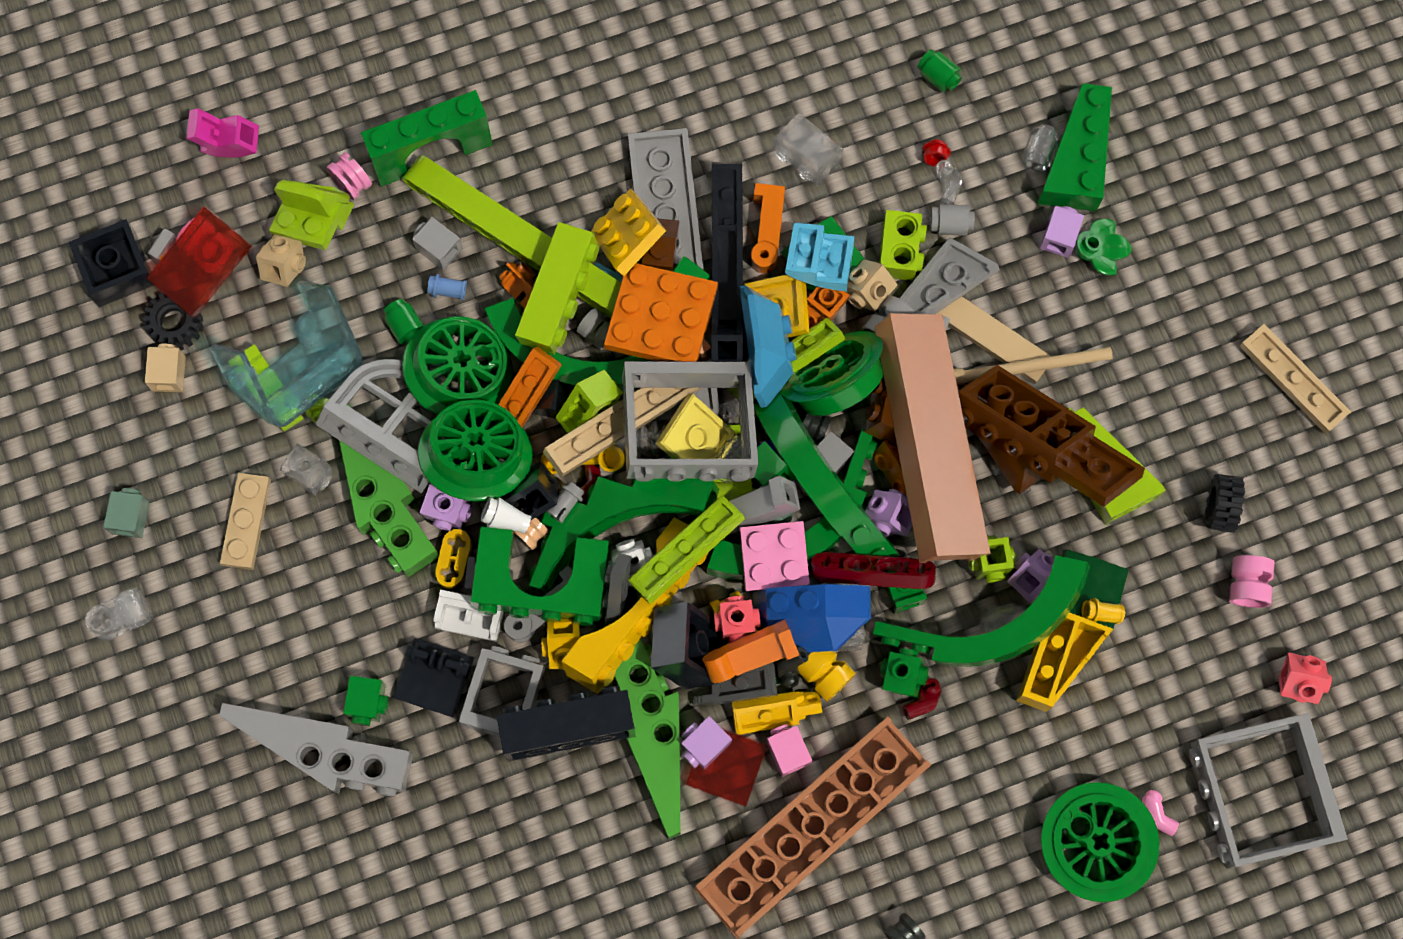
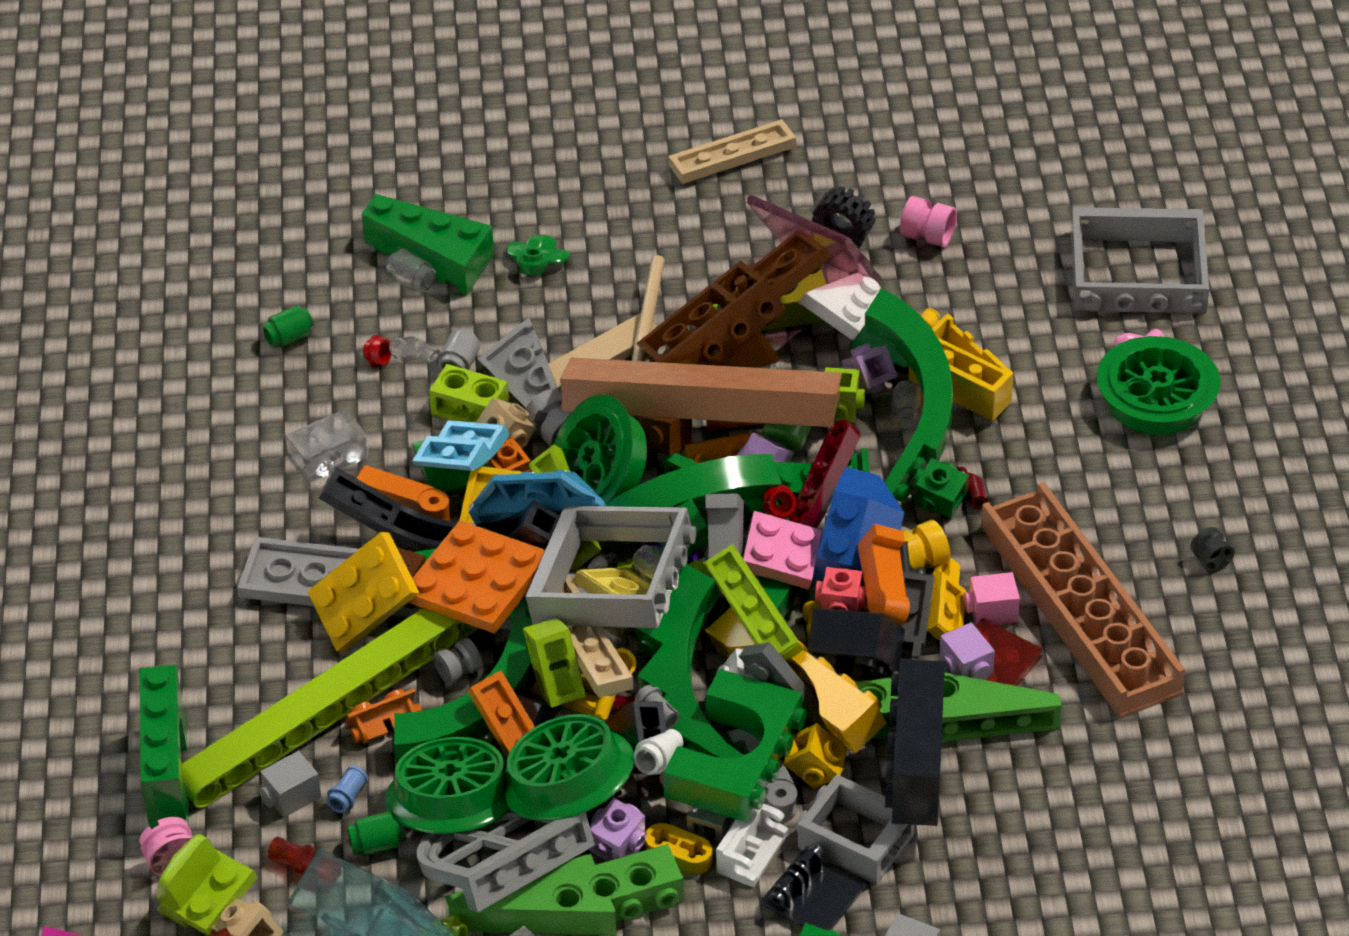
camera: 70 degrees left, 30 degrees down
(369, 278) = (291, 854): none -> clear red axle
(557, 288) = (406, 657): lime brick -> none
(823, 544) = (788, 501): none -> red plate
(1062, 231) = (509, 275): lavender brick -> none
(1107, 535) = (843, 302): none -> white wing
(1163, 484) = (841, 248): none -> clear pink piece
(1304, 678) = (1036, 207): coral brick -> none

